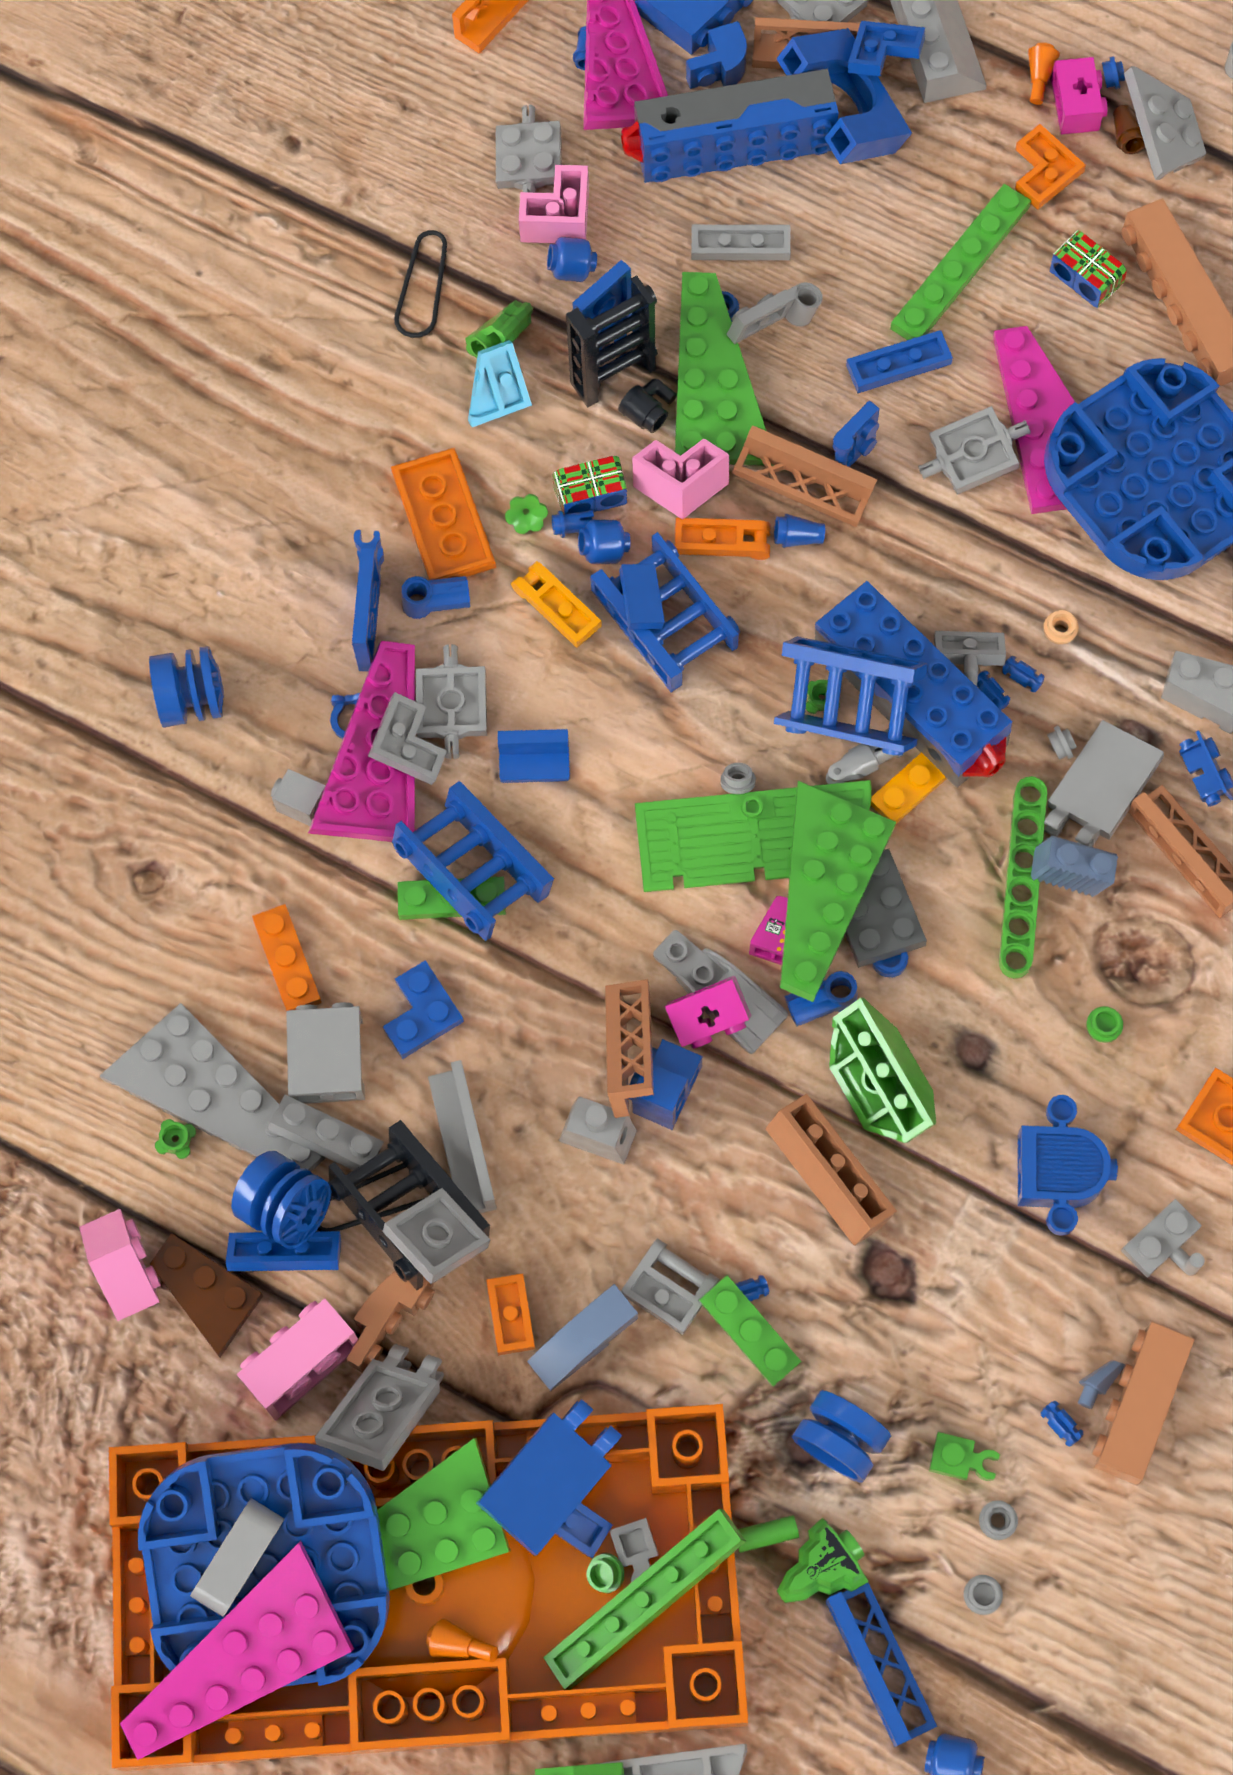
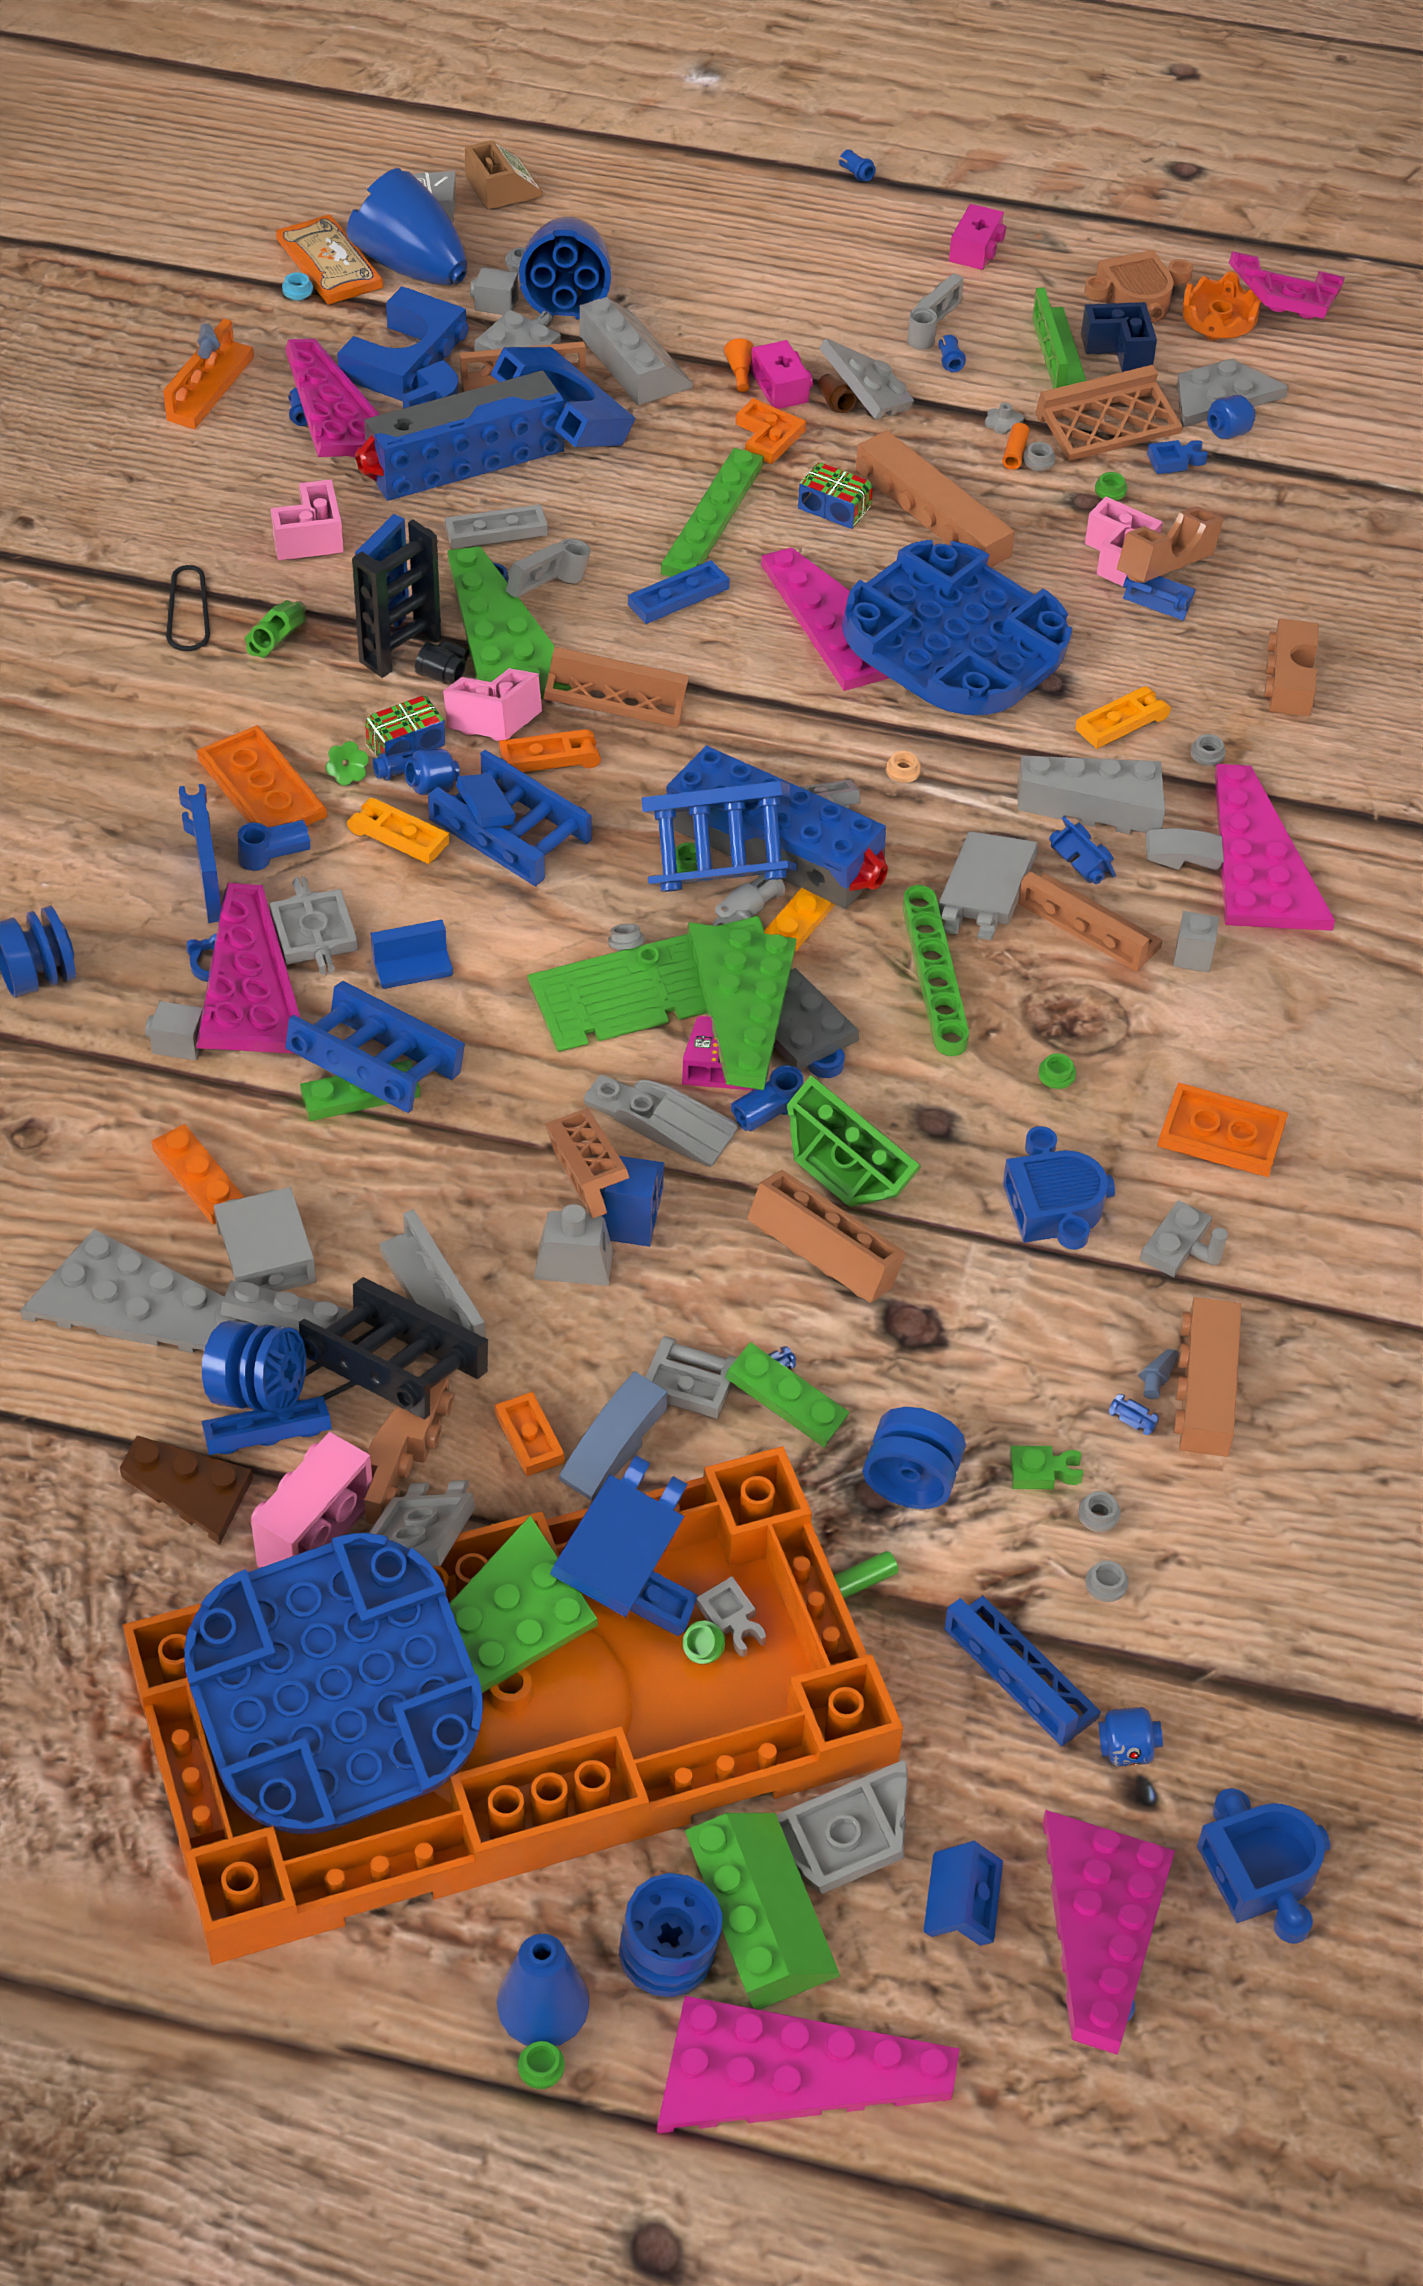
camera: 20 degrees left, 20 degrees down
(117, 1263) = (87, 1461): bright pink brick -> none
(168, 1131) = (118, 1342): bright green plate -> none
(237, 1557) = (302, 1665): light grey beam -> none
(259, 1646) = (347, 1756): dark pink wing -> none
(400, 748) = (270, 961): light grey plate -> none
(430, 1014) = (363, 1193): blue plate -> none
(436, 1235) = (434, 1351): light grey plate -> none
(450, 1641) = (557, 1727): orange cone -> none
(497, 385) = (288, 664): medium azure wing -> none
(527, 153) = (263, 489): light grey plate -> none
(571, 259) = (331, 561): blue head -> none
(644, 1599) = (756, 1638): bright green plate -> none
(687, 1011) = (668, 1106): dark pink brick -> none
(796, 531) = (621, 735): blue cone -> none
(824, 1565) = (932, 1585): bright green rock -> none
(857, 435) = (658, 640): blue plate -> none
(878, 40) = (581, 350): blue plate -> none
(974, 450) = (774, 645): light grey plate -> none
(1023, 674) = (879, 810): blue piece -> none
(1062, 742) = (936, 854): light grey plate -> none
(1074, 866) = (983, 943): sand blue brick -> none
(1113, 73) = (808, 354): blue plate -> none

